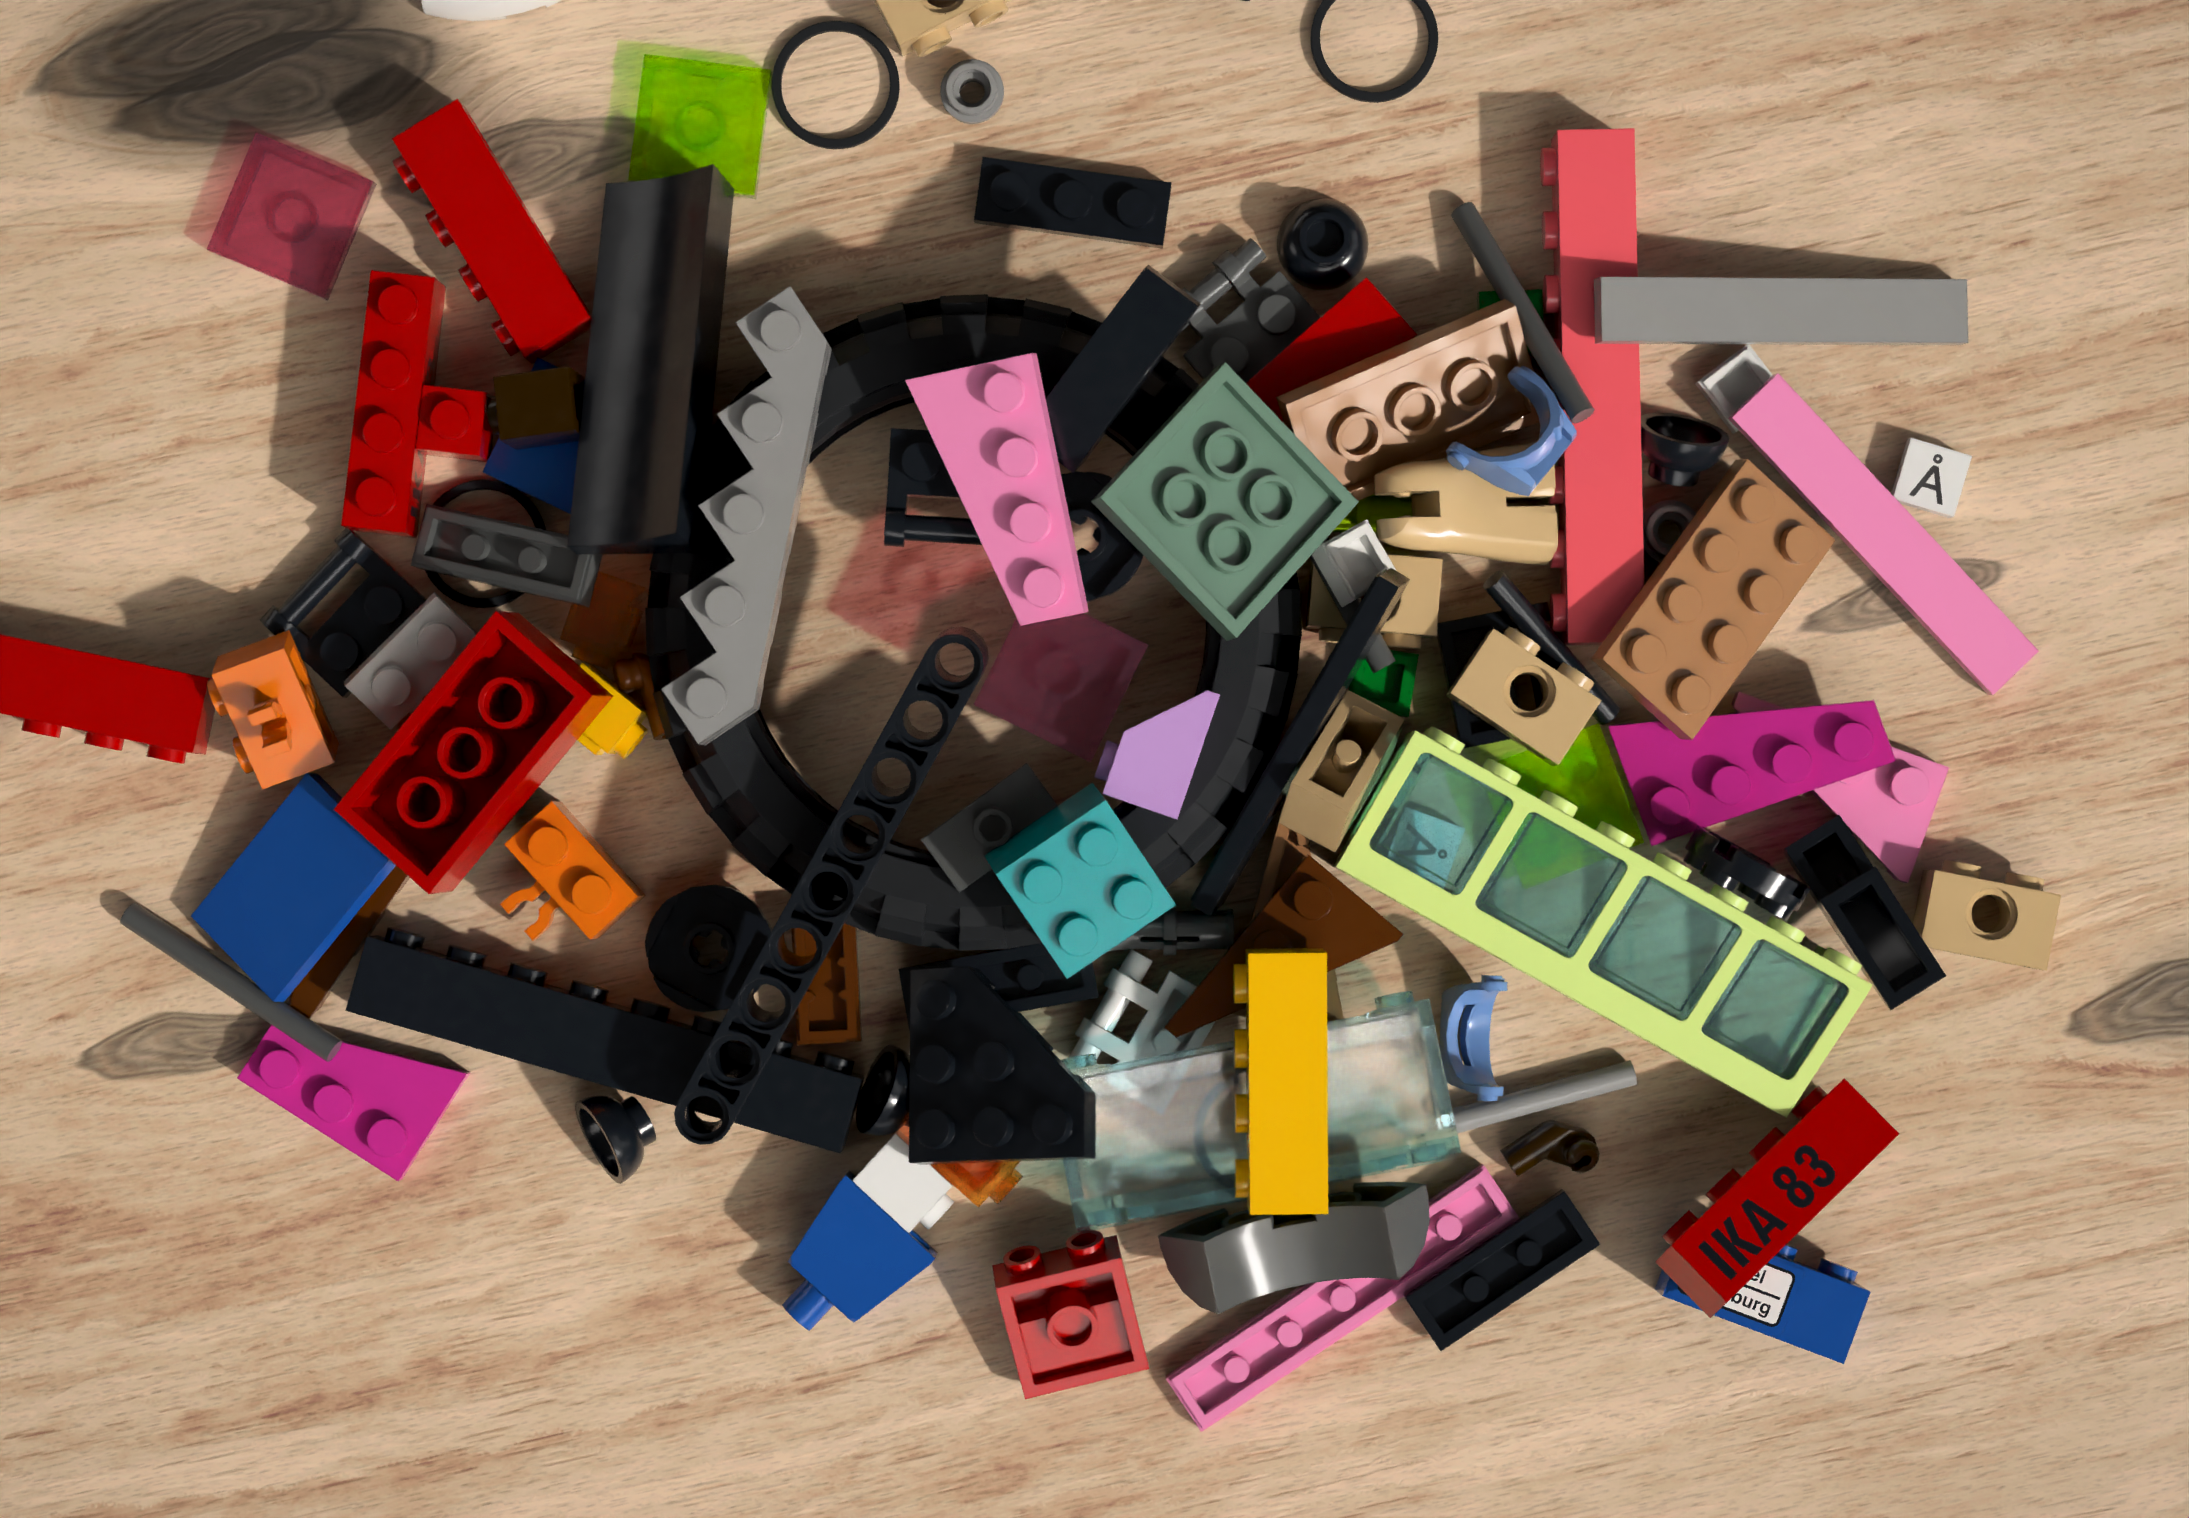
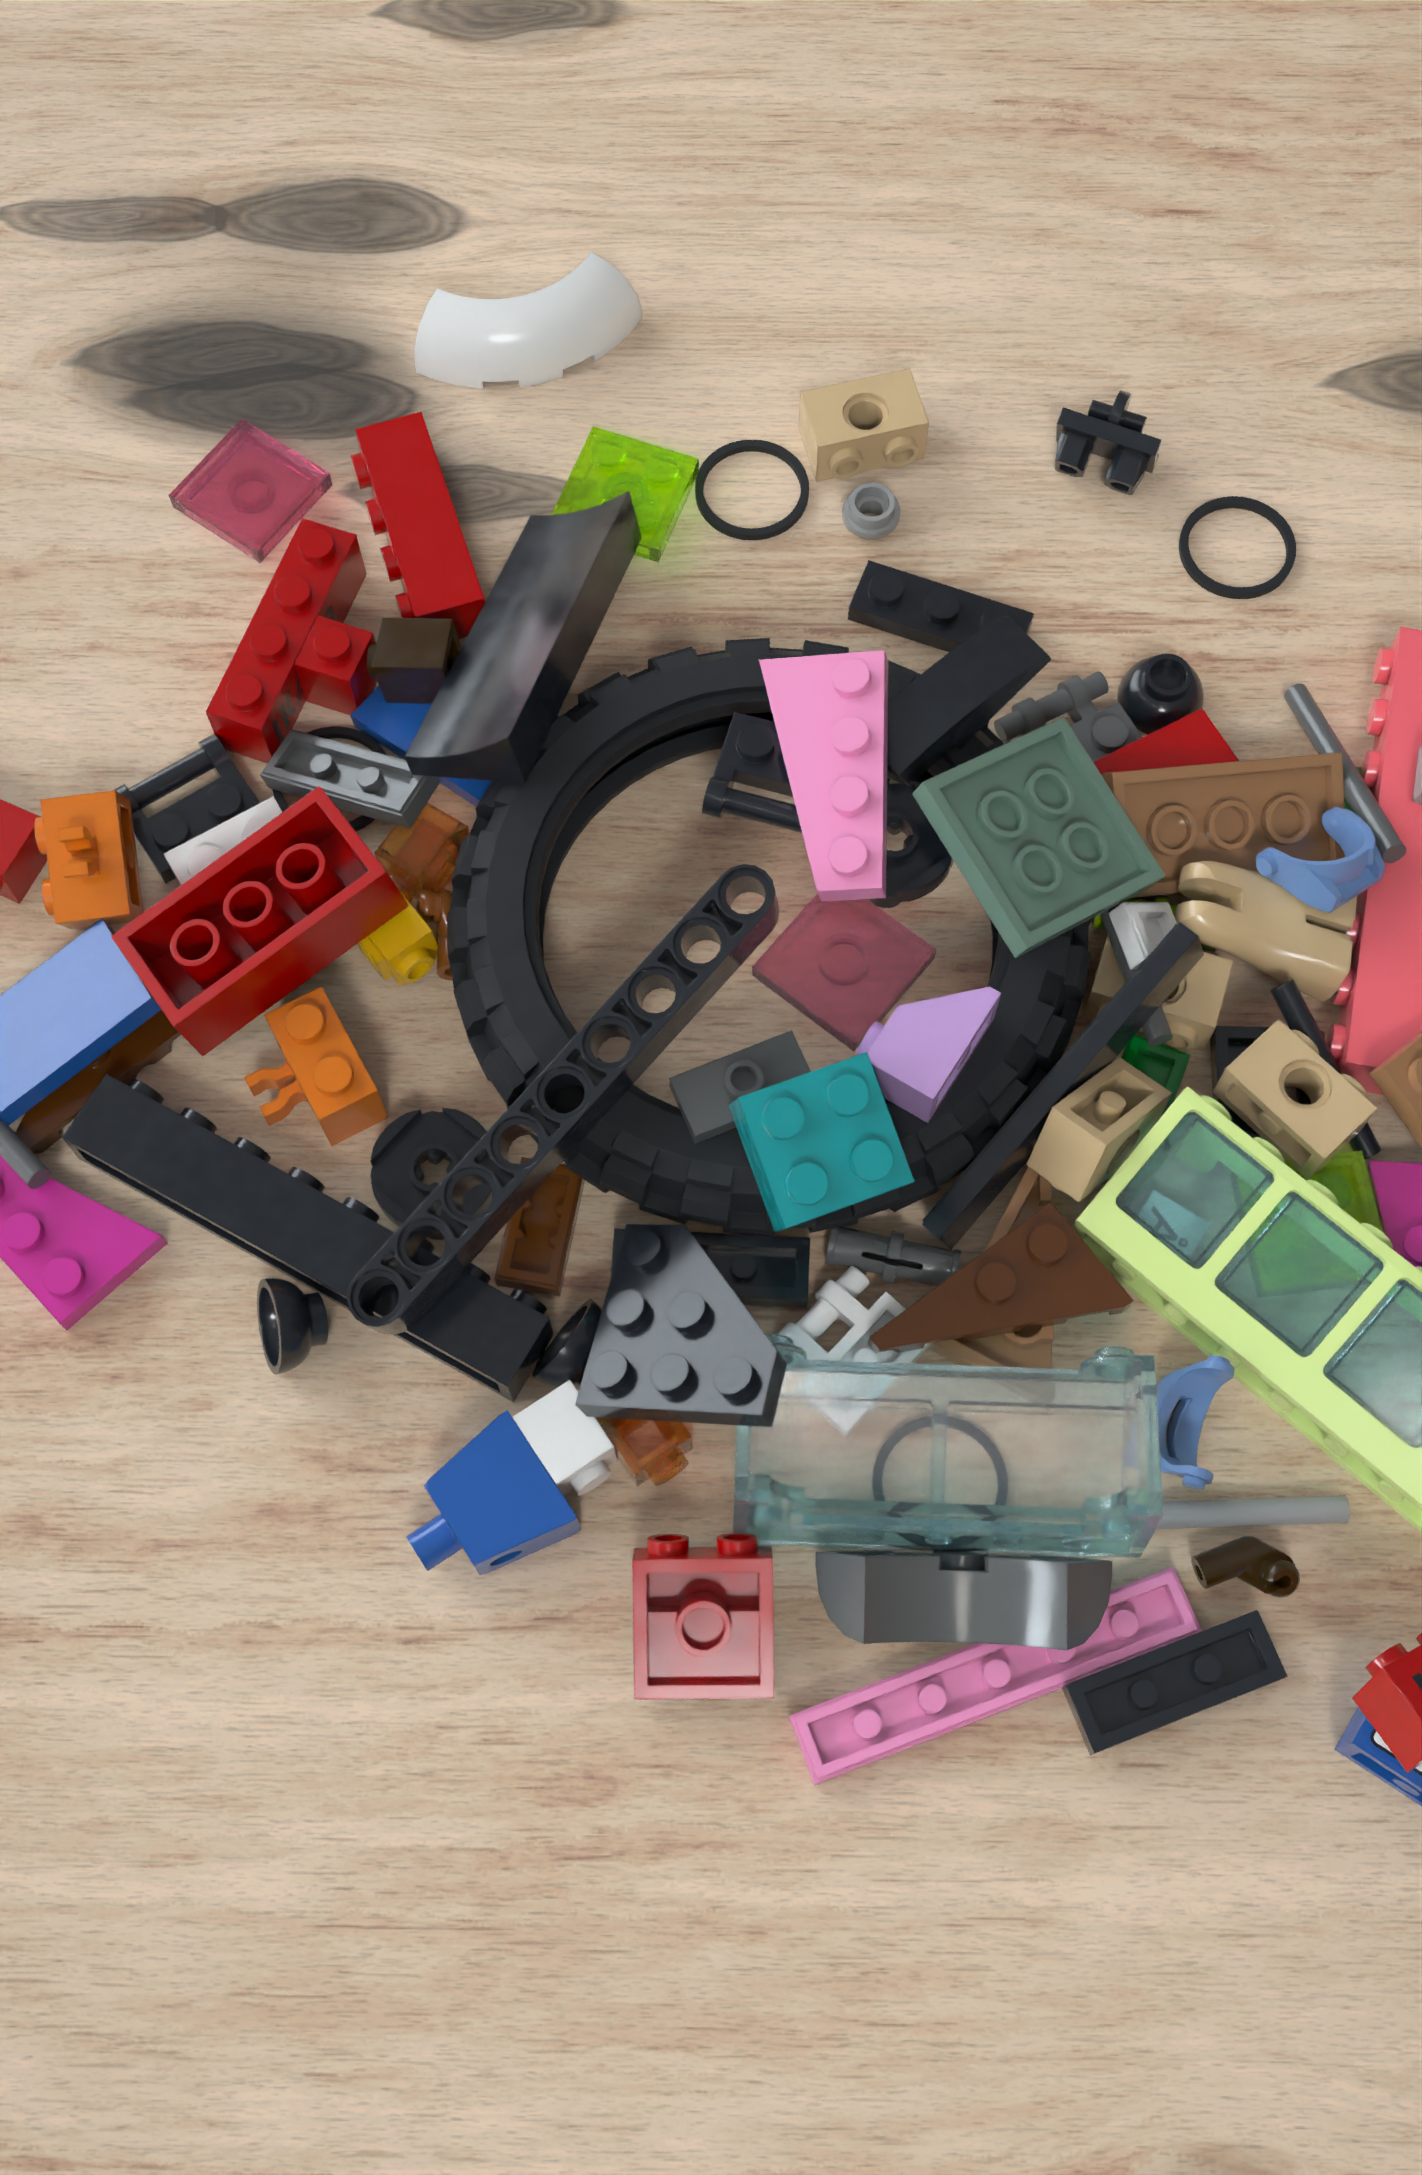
camera: 10 degrees right, 20 degrees down
(755, 519) = (586, 757): light grey brick -> none
(1284, 1081) = (986, 1407): yellow brick -> none

